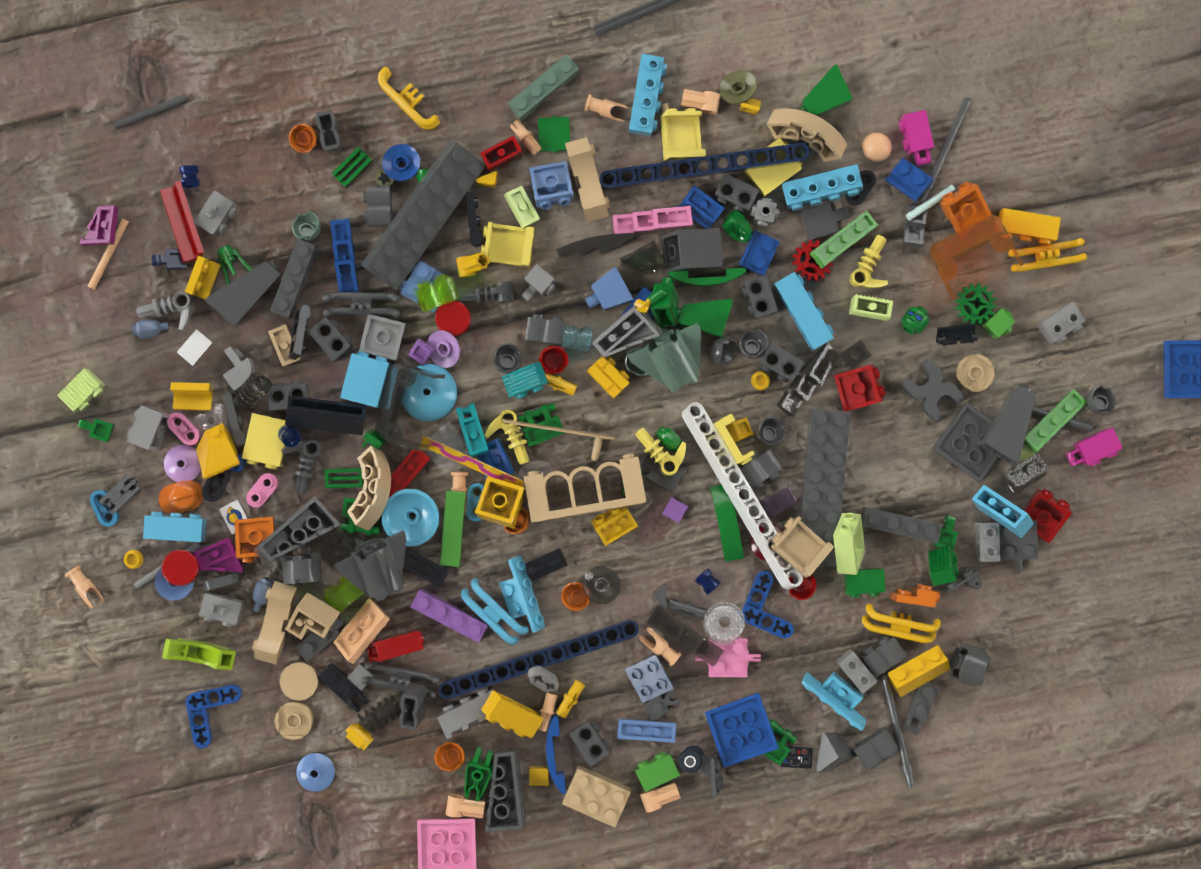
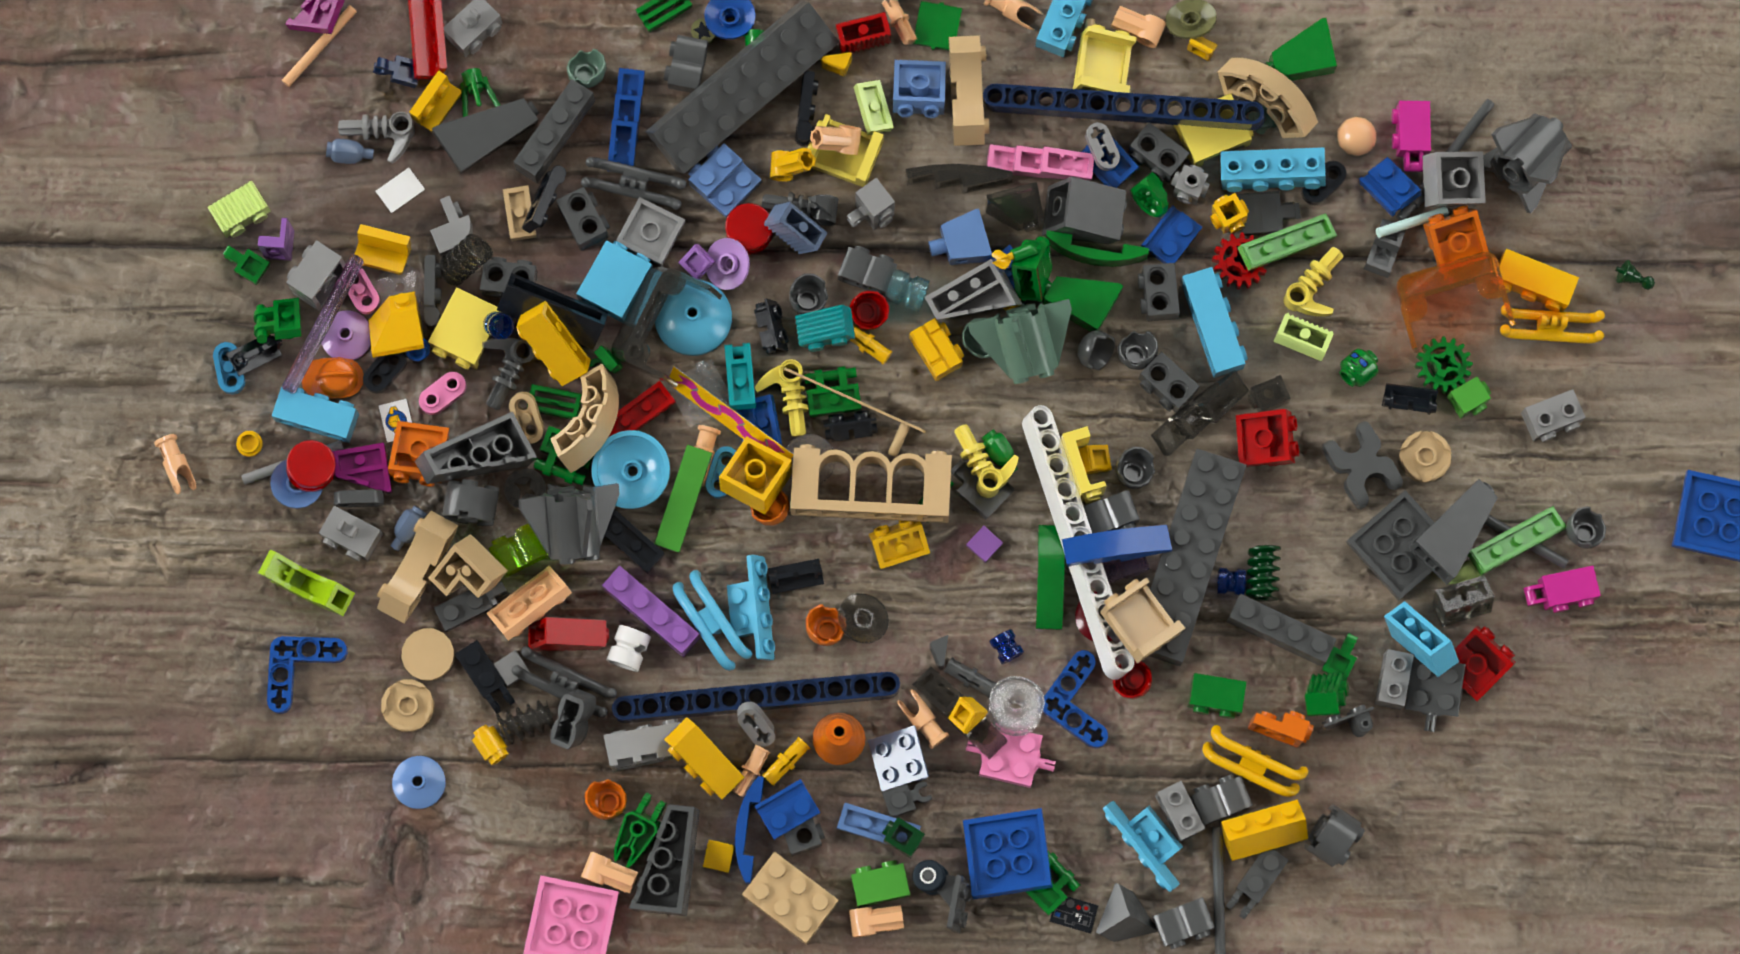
camera: 10 degrees right, 10 degrees down
(119, 411) = (278, 247): none -> medium lavender panel
(135, 464) = (286, 319): none -> green plate
(162, 462) = (322, 324): none -> clear purple axle
(326, 494) = (528, 415): none -> tan plate
(332, 439) = (553, 344): none -> yellow brick
(436, 293) = (735, 188): clear neon green brick -> none
(440, 645) = (628, 648): none -> white wheel
(486, 312) = (795, 228): none -> sand blue brick
(491, 394) = (770, 314): none -> black hinge
(504, 238) = (842, 139): none -> light nougat piece
(551, 448) = (841, 425): none -> black hinge
(579, 737) = (787, 809): none -> blue plate
(603, 665) = (837, 749): none -> orange cone
(669, 743) = (914, 836): none -> dark green brick
(691, 638) = (967, 714): none -> yellow slope
(698, 196) = (1107, 143): none -> light grey beam
(760, 380) = (1136, 400): yellow plate -> none
(771, 494) = (1117, 544): none -> blue slope
(801, 221) = (1229, 205): none -> yellow brick
(849, 543) = (1206, 633): yellowish green window -> none
(856, 497) = (1231, 581): none -> clear blue wheel
(878, 486) = (1262, 572): none -> dark green piece
(955, 165) = (1453, 179): none -> light grey brick
(1006, 136) = (1528, 156): none -> dark grey brick
(1095, 205) = (1629, 274): none -> dark green piece

